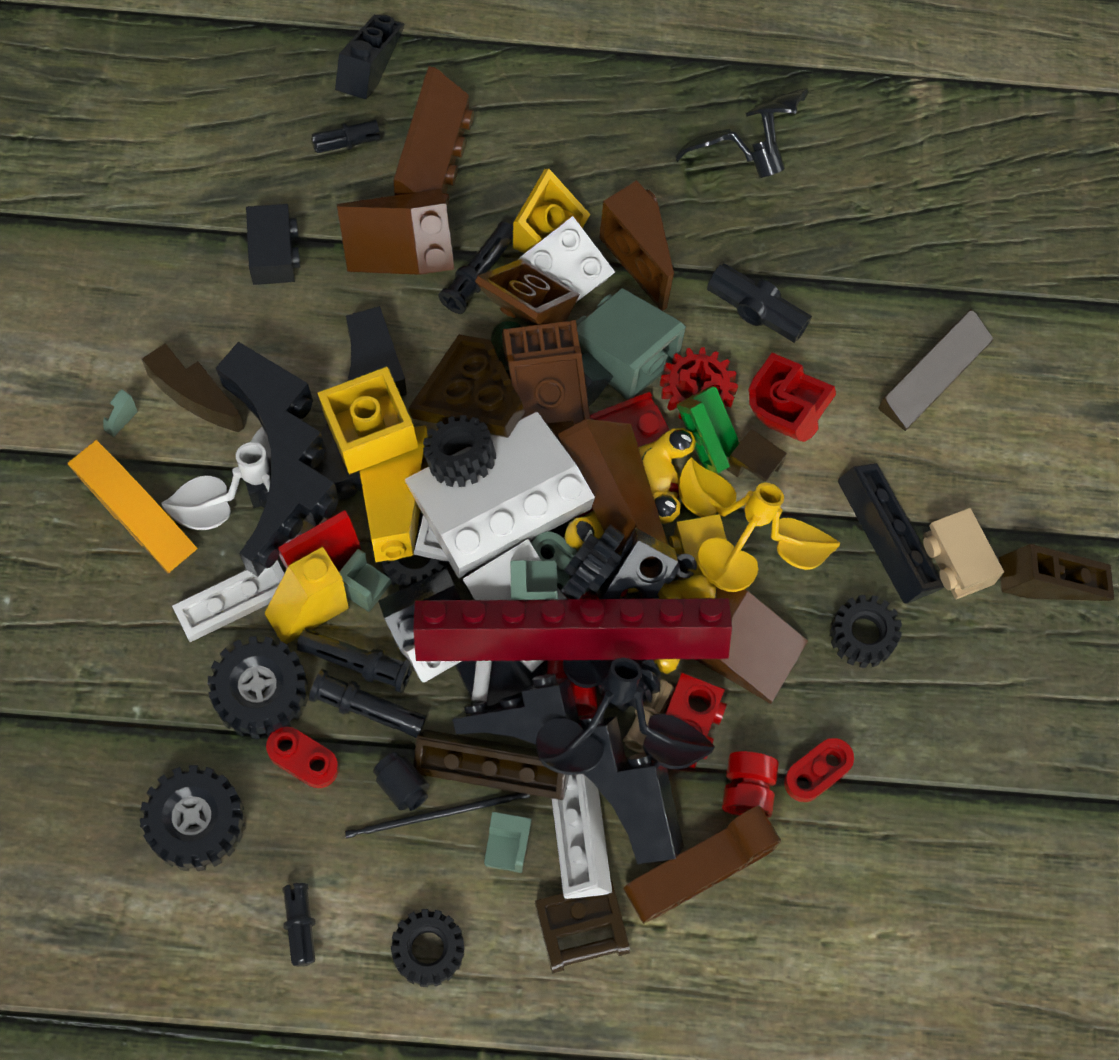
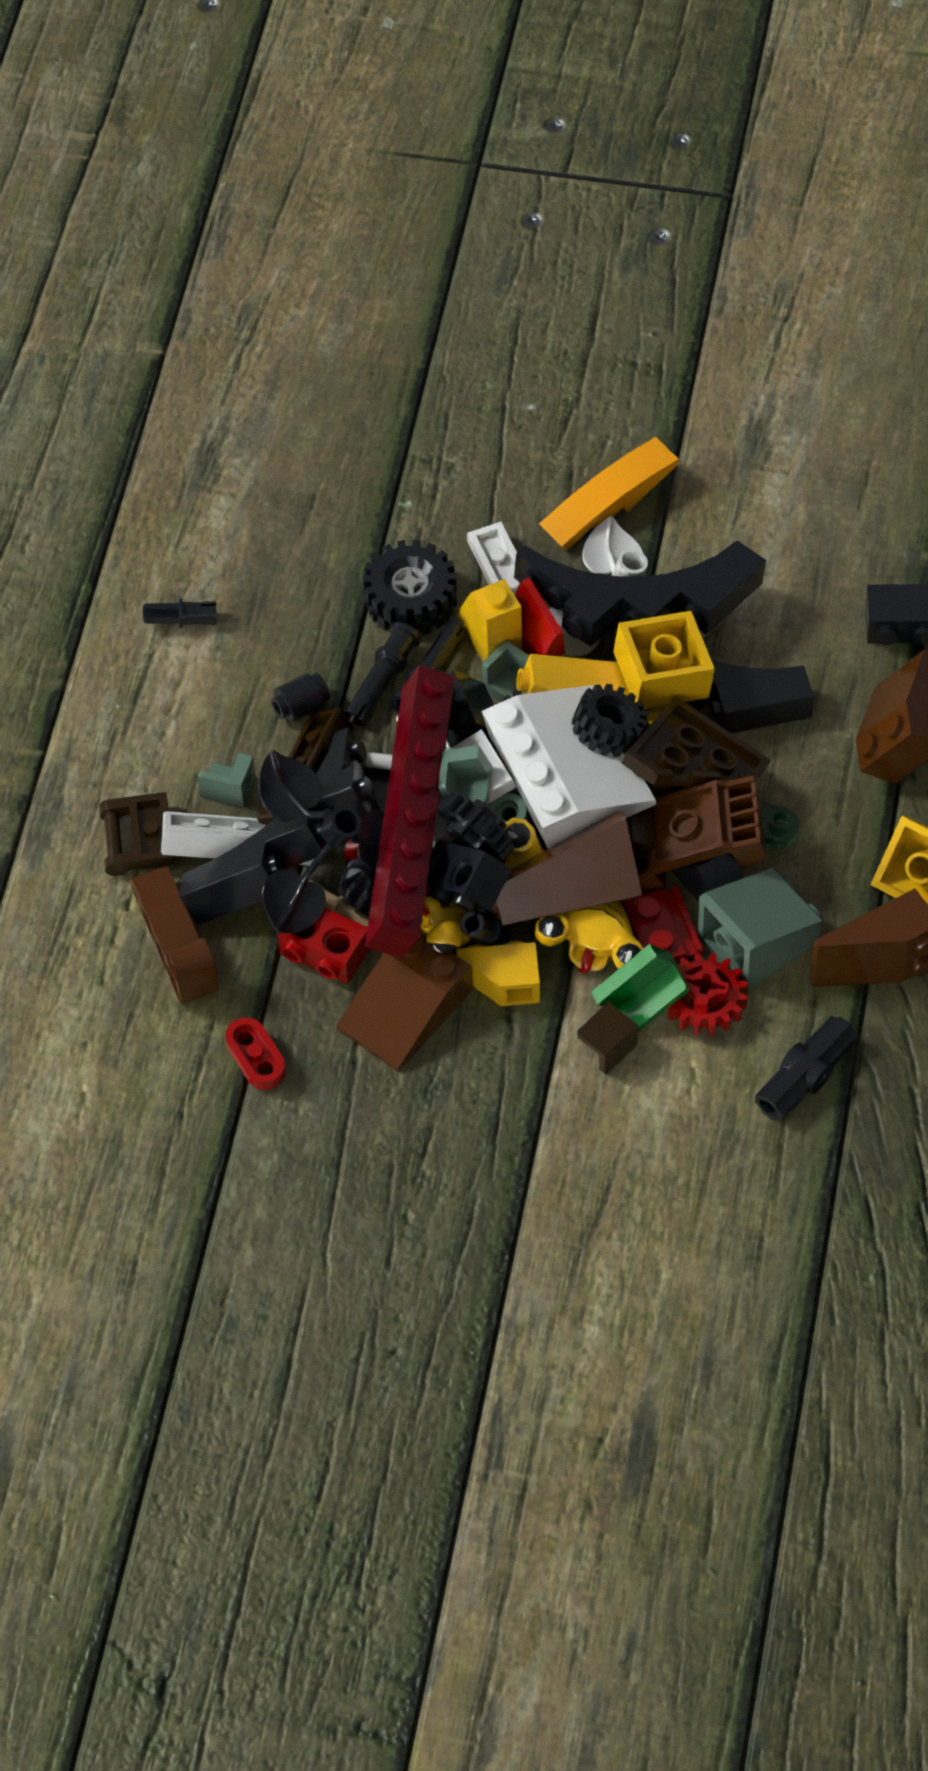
camera: 105 degrees right, 10 degrees down
(122, 413) = (716, 487): sand green tile -> none
(179, 804) = (301, 521): black wheel -> none
(191, 388) = (751, 525): dark brown slope -> none
(300, 757) = (342, 623): red plate -> none
(409, 930) = (140, 726): black tyre -> none
(435, 814) = (265, 704): black piece -> none
(466, 275) = (854, 792): black pin -> none
(528, 293) = (806, 817): reddish brown slope -> none
(570, 258) = (861, 878): white hinge -> none
(728, 566) = (473, 965): yellow plant -> none
(750, 783) = (253, 984): red wheel -> none
(789, 398) = (673, 1072): red brick -> none
(878, 614) = (398, 1098): black tyre -> none
(890, 532) = (514, 1170): black slope -> none
(936, 371) = (709, 1245): slope -> none
(962, 554) = (474, 1225): tan brick -> none
(1052, 574) = (435, 1321): dark brown slope -> none

